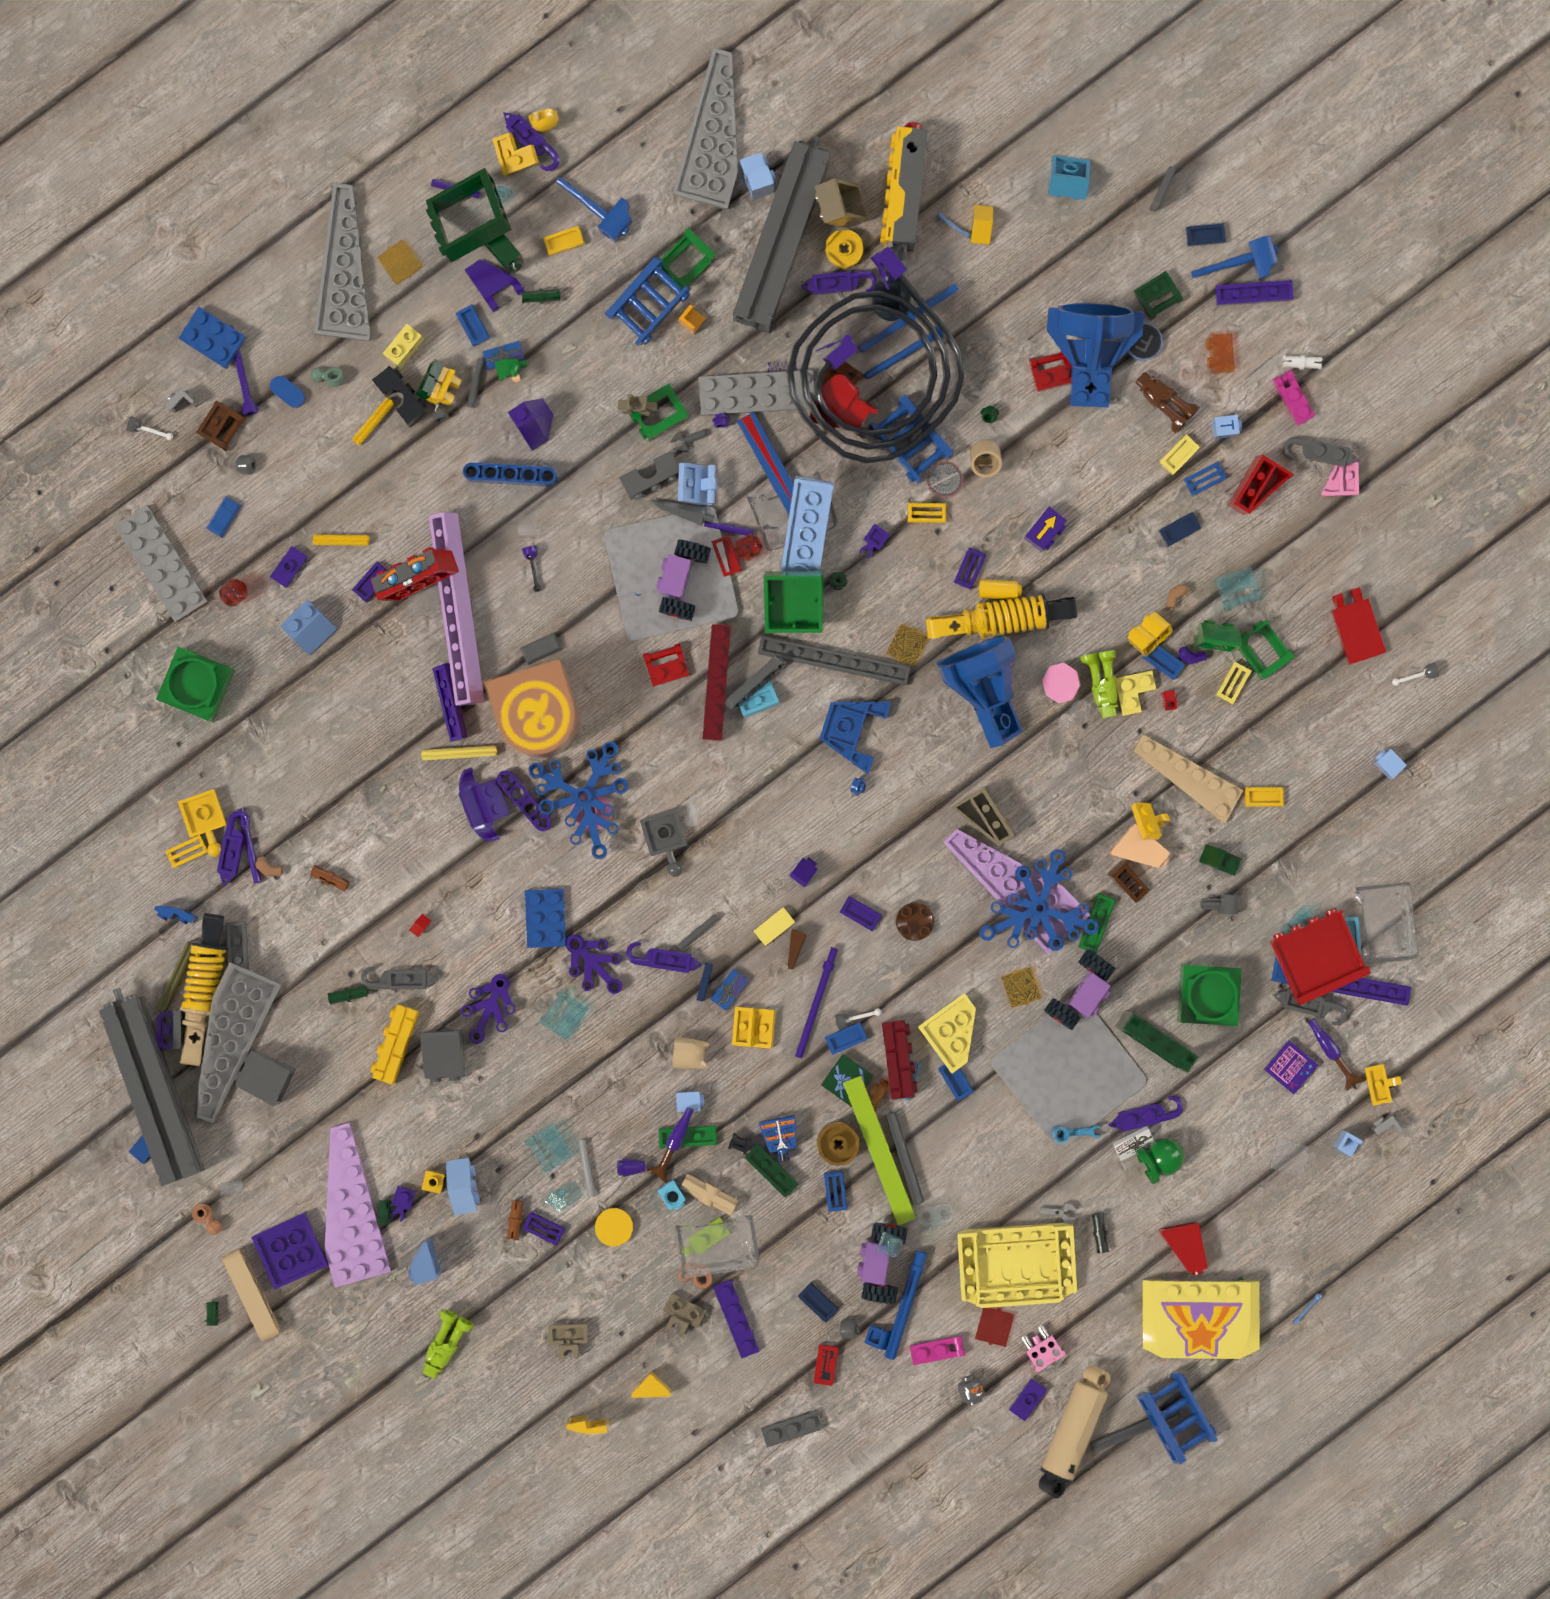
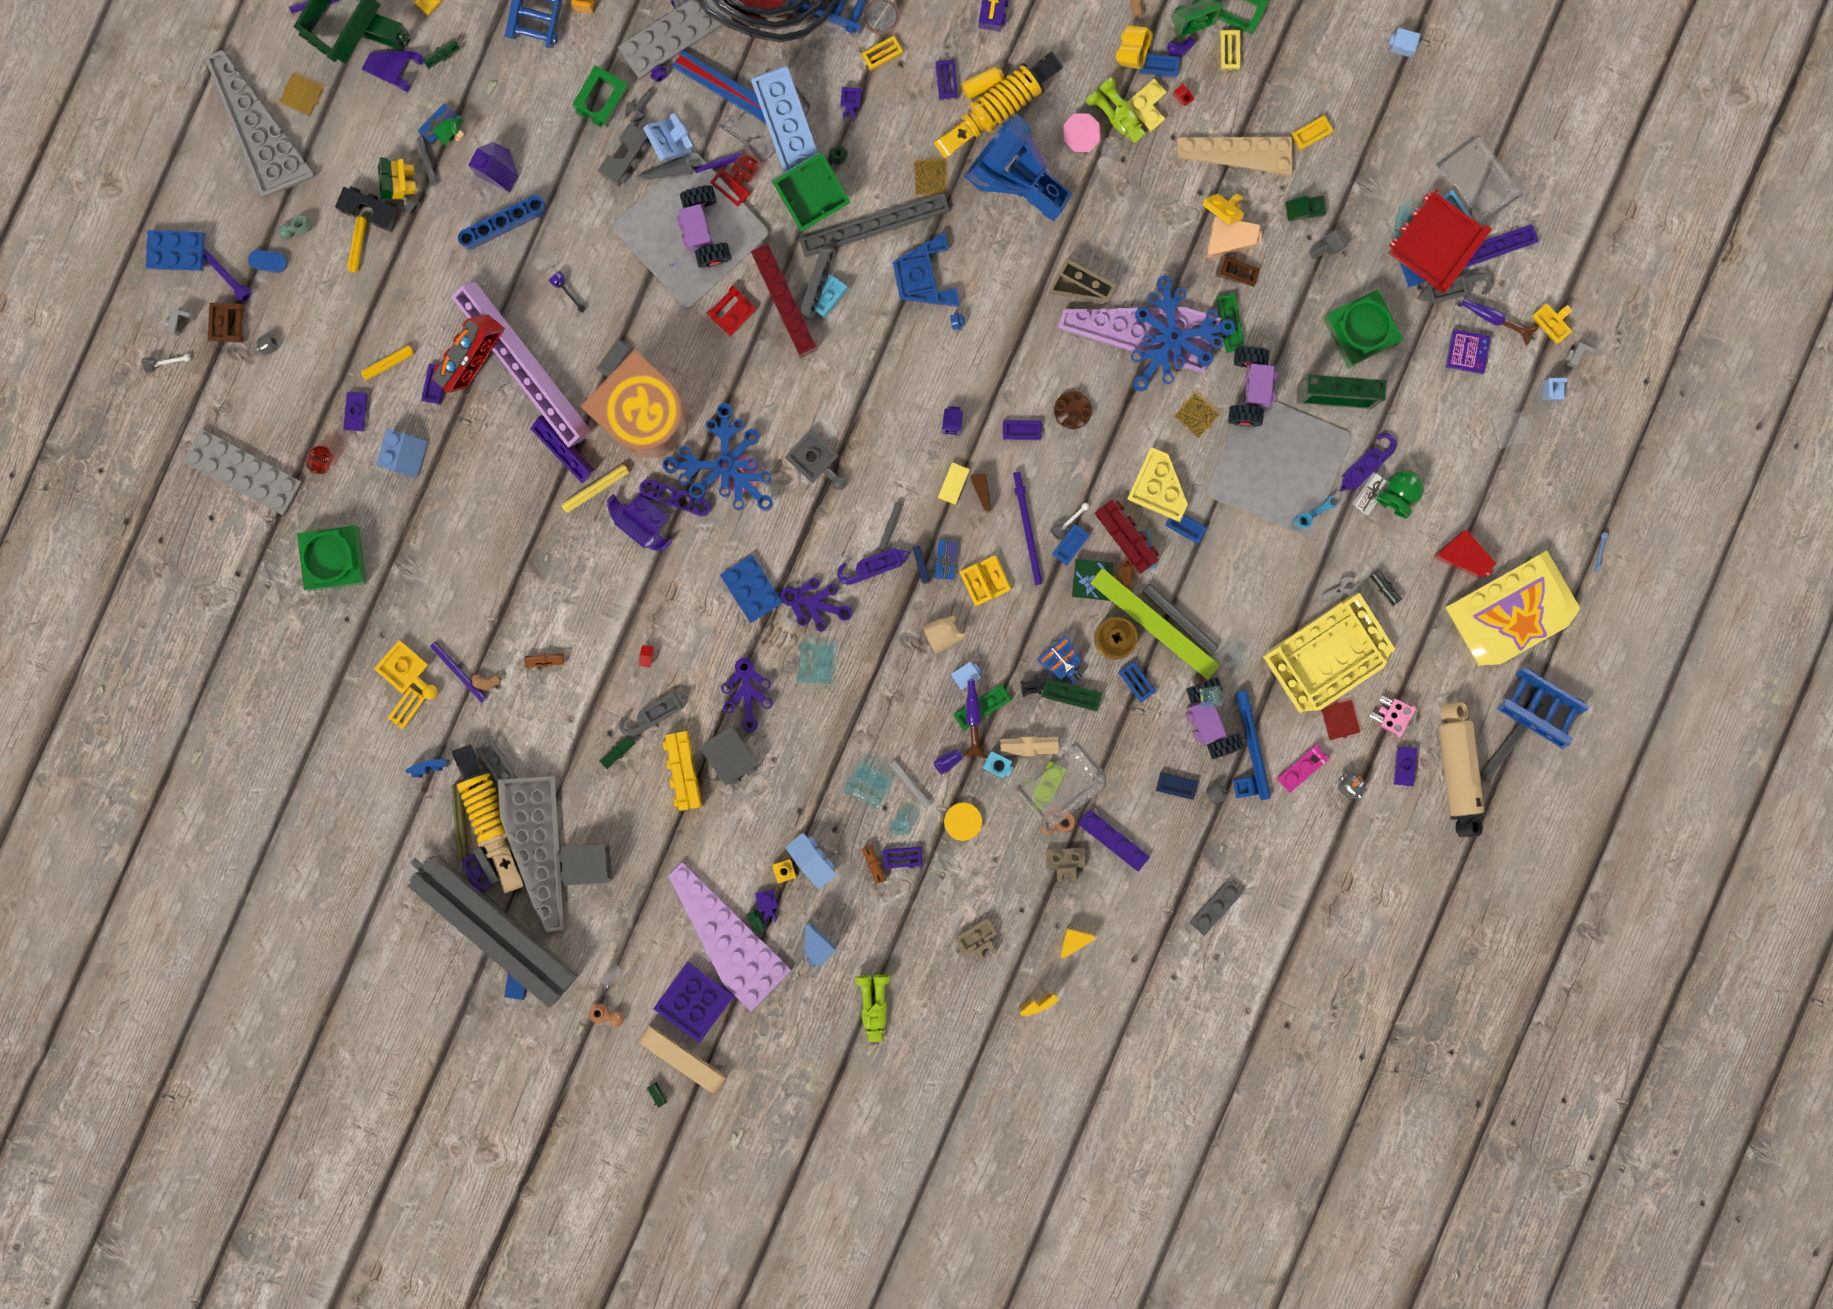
camera: 25 degrees left, 0 degrees up
(223, 516) = (273, 400): blue tile -> none
(231, 848) = (444, 683): dark purple plate -> none
(403, 346) = (346, 164): light yellow brick -> none
(472, 325) = (396, 113): blue tile -> none
(637, 404) = (577, 97): dark tan plate -> none
(825, 1365) = (1214, 836): red tile -> none

